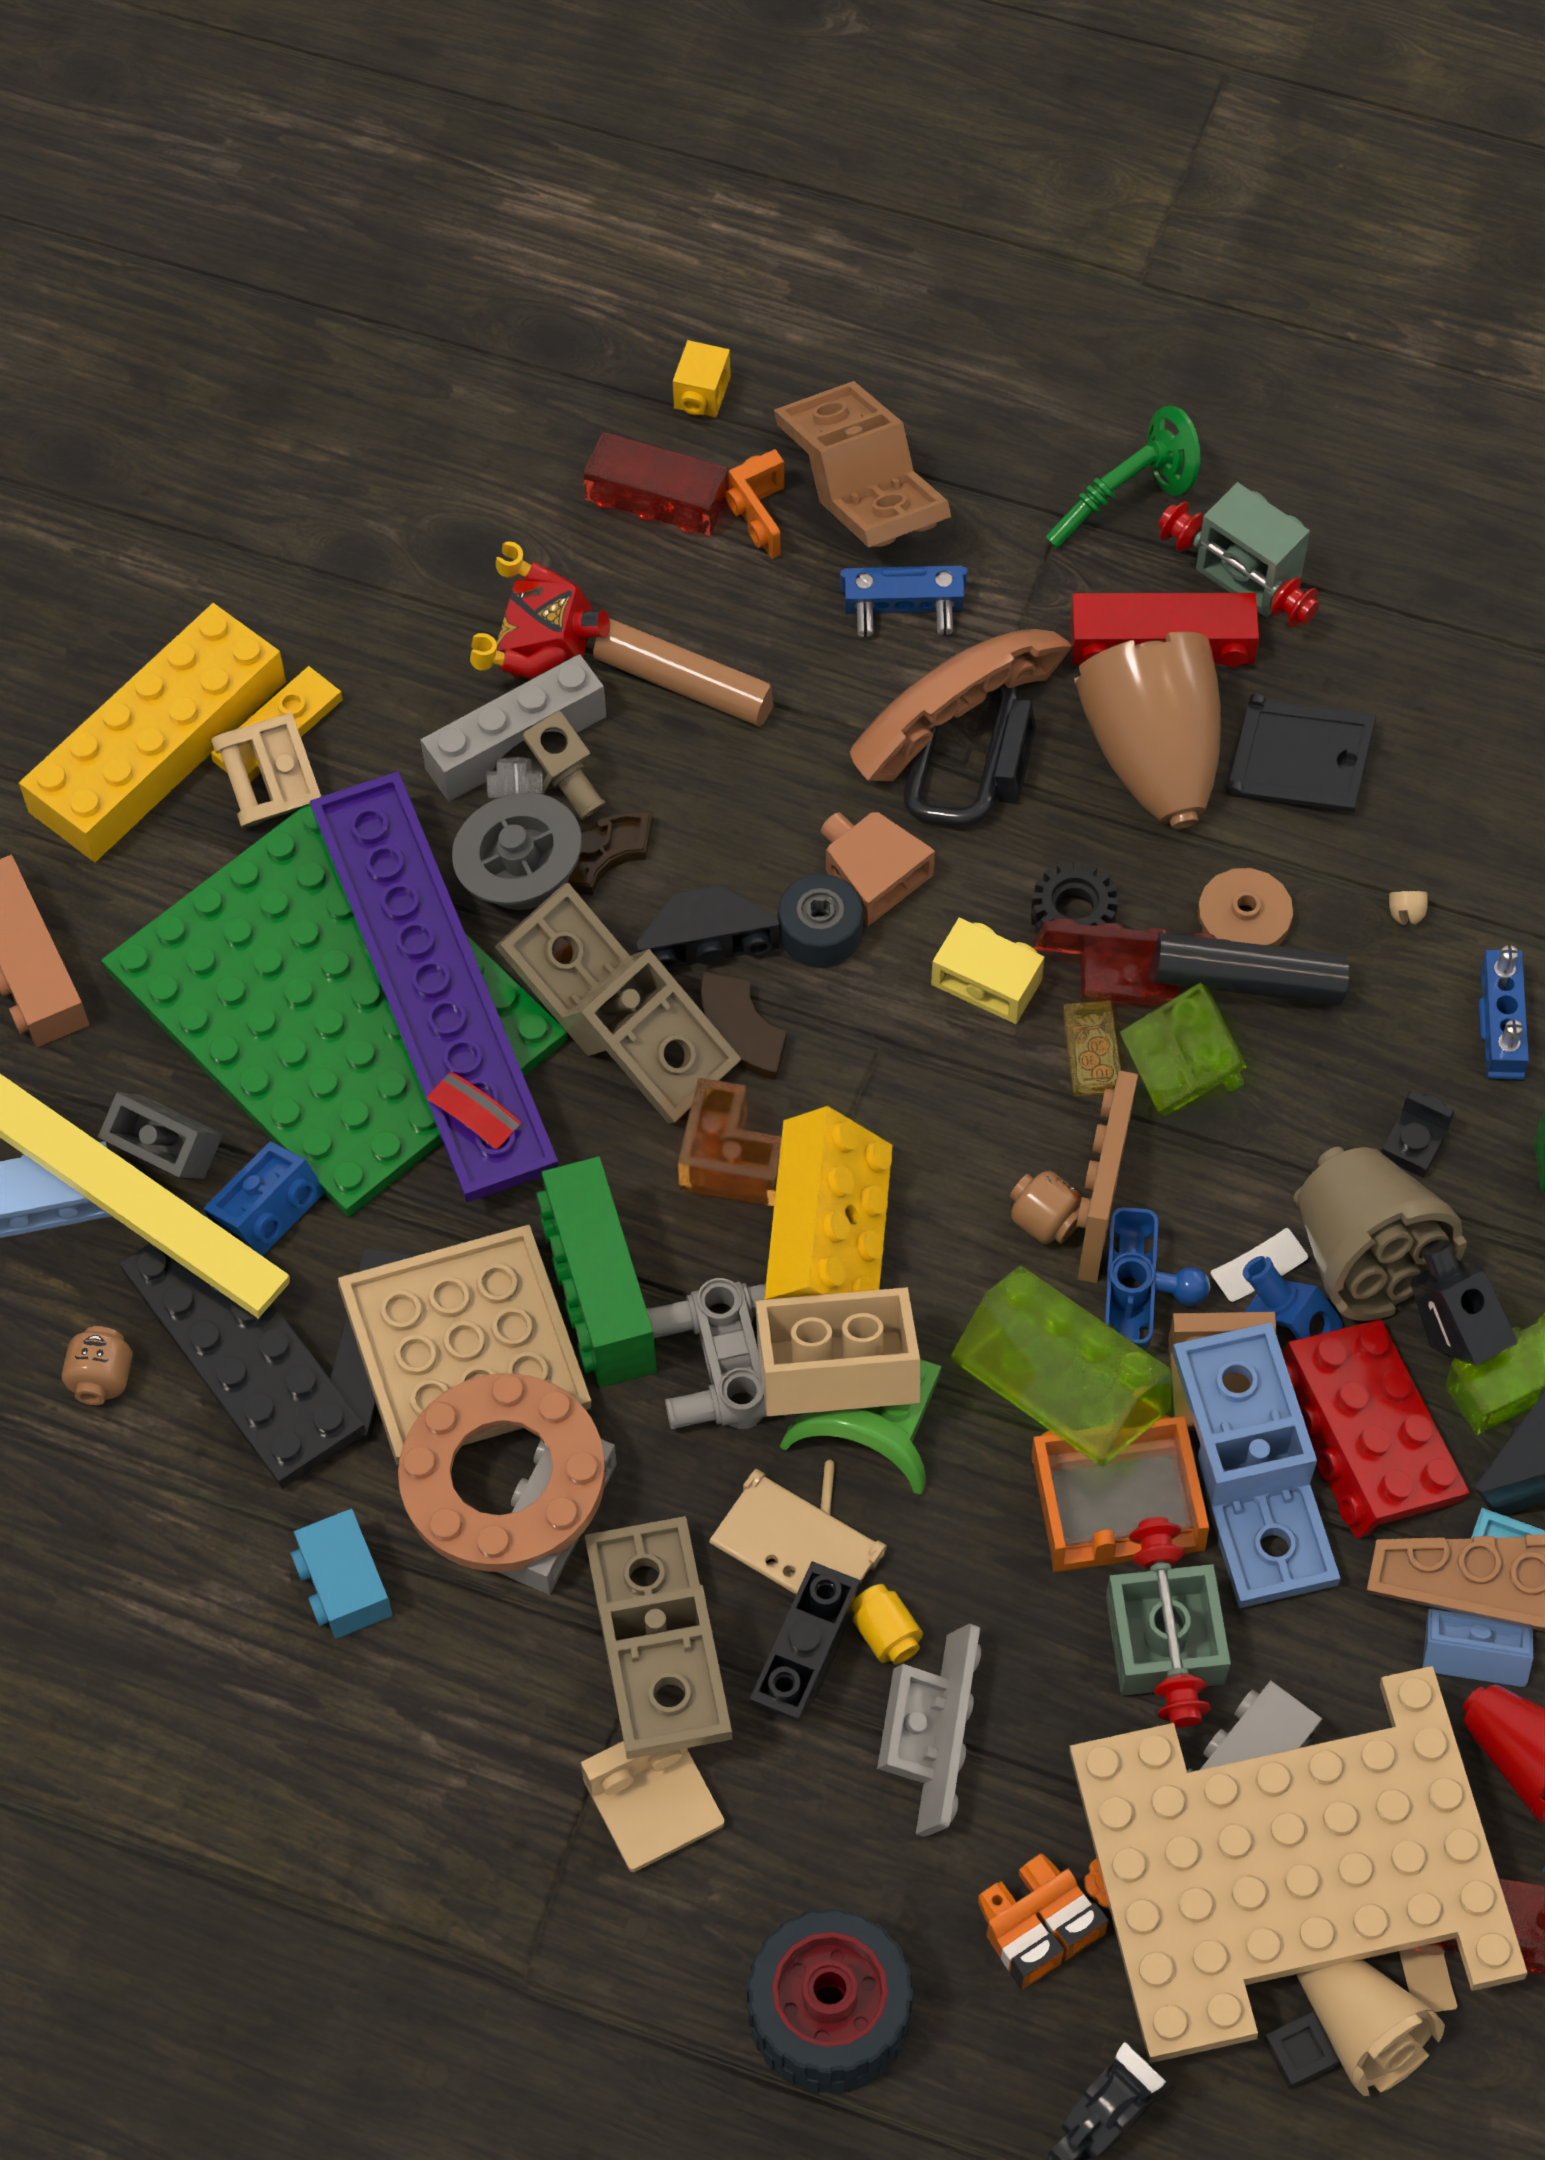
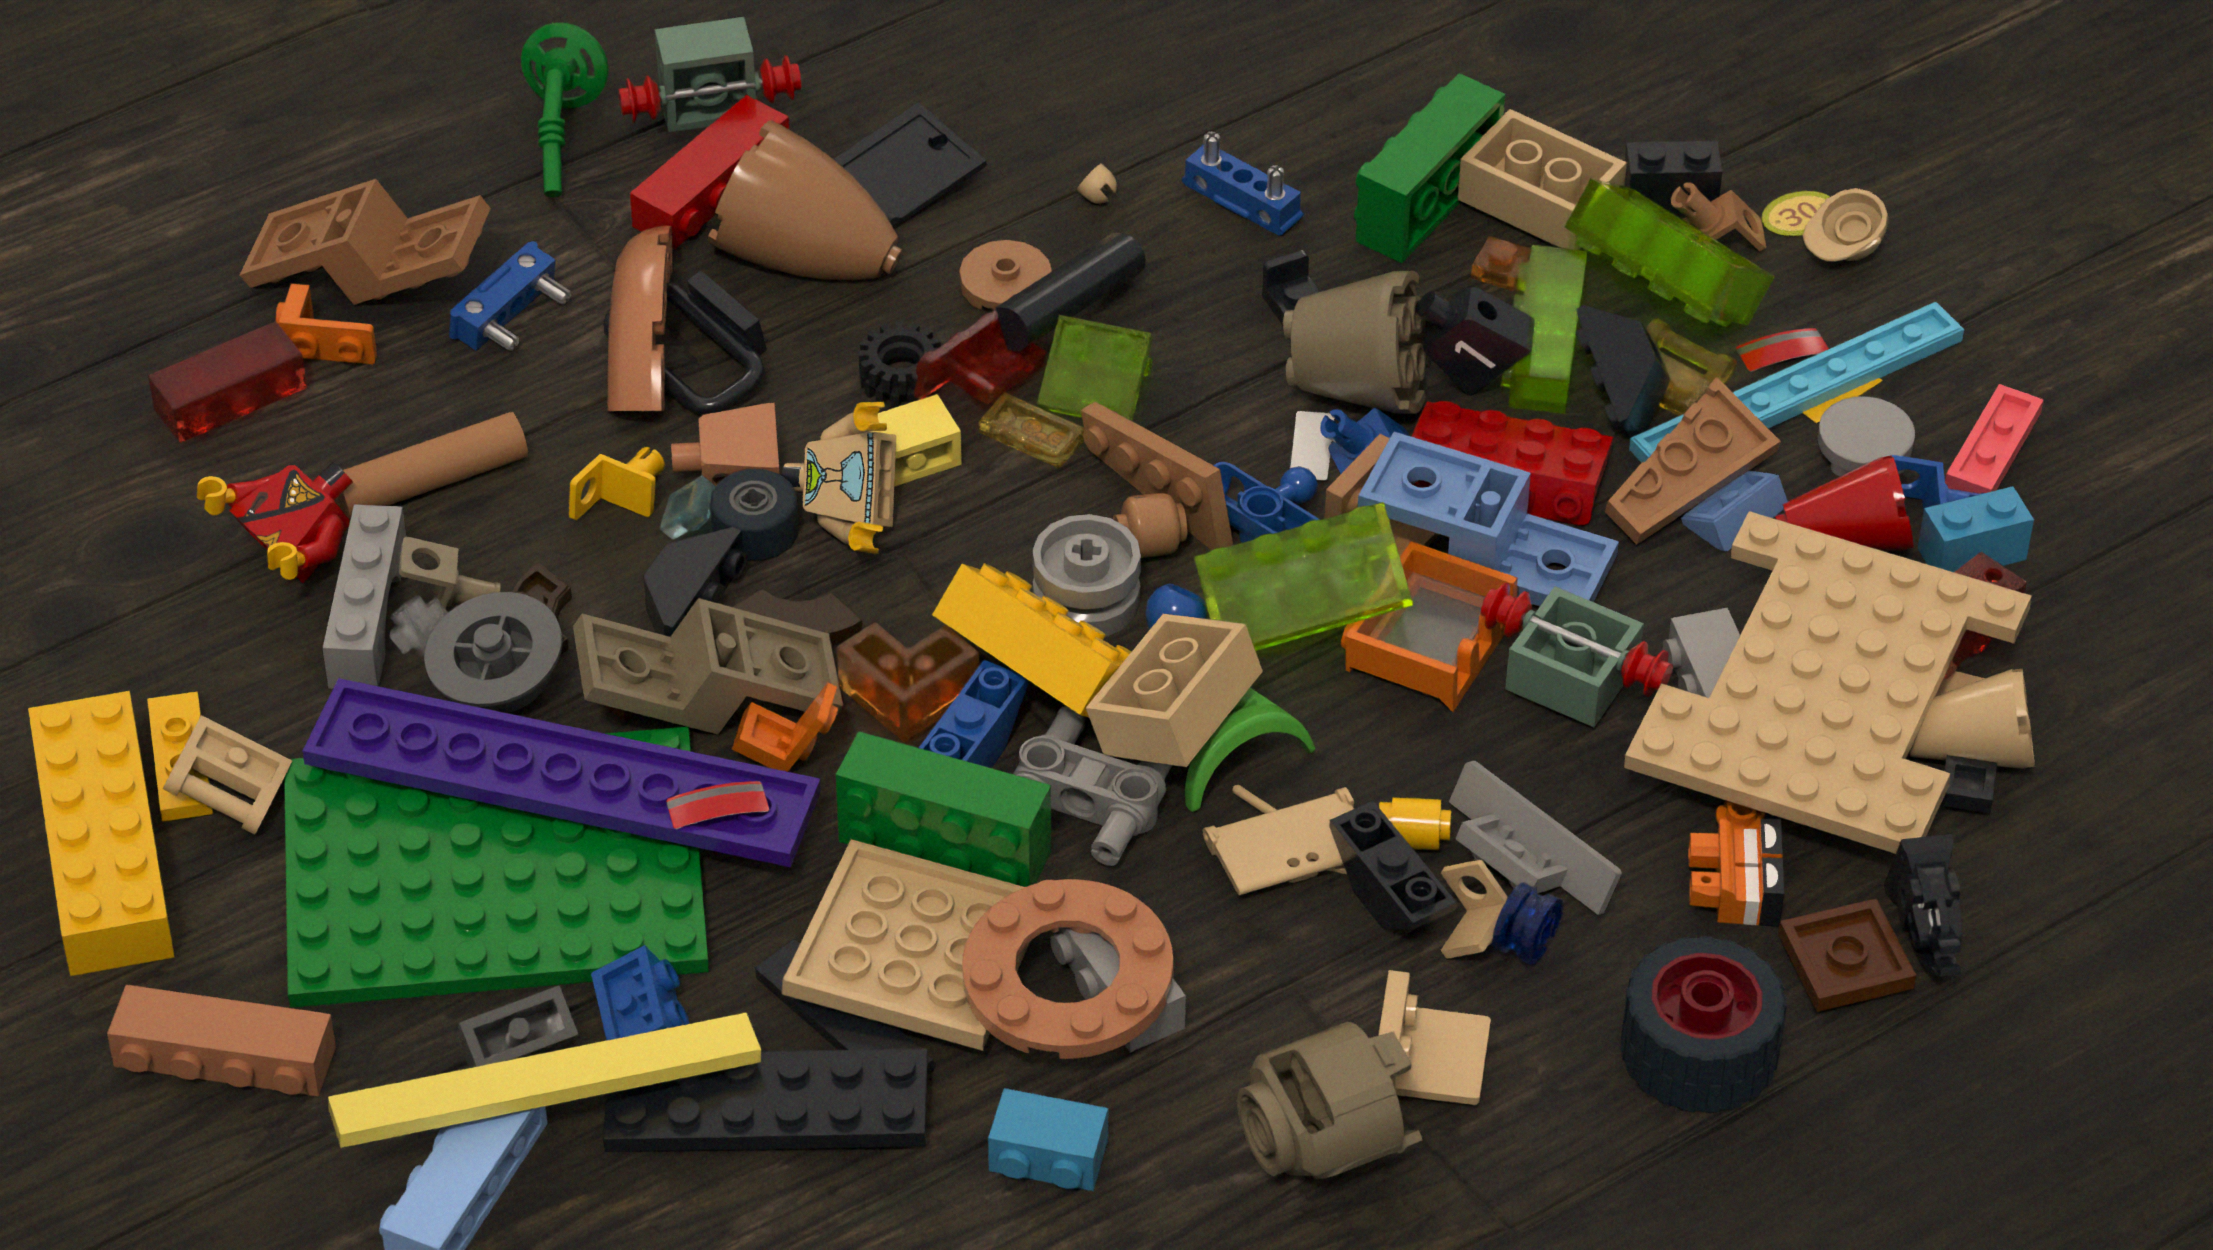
camera: 55 degrees left, 15 degrees down
(97, 1365) = (688, 1204): medium nougat head -> none
(498, 1760) = (1325, 1103): none -> dark tan piece
(601, 1097) = (779, 741): none -> orange bracket
(657, 1638) = (1306, 951): dark tan bracket -> none
(701, 379) = (158, 298): yellow brick -> none
(704, 1232) = (980, 717): none -> blue slope
(778, 809) = (619, 483): none -> yellow bracket
(787, 869) = (687, 508): none -> clear light blue plate
(817, 1748) = (1478, 923): none -> tan bracket
(839, 1786) = (1527, 923): none -> clear blue wheel
(892, 964) = (849, 477): none -> tan torso
(947, 1199) = (1090, 570): none -> light grey wheel
(962, 1289) = (1174, 601): none -> blue piece
(1018, 2069) = (1847, 954): none -> reddish brown plate

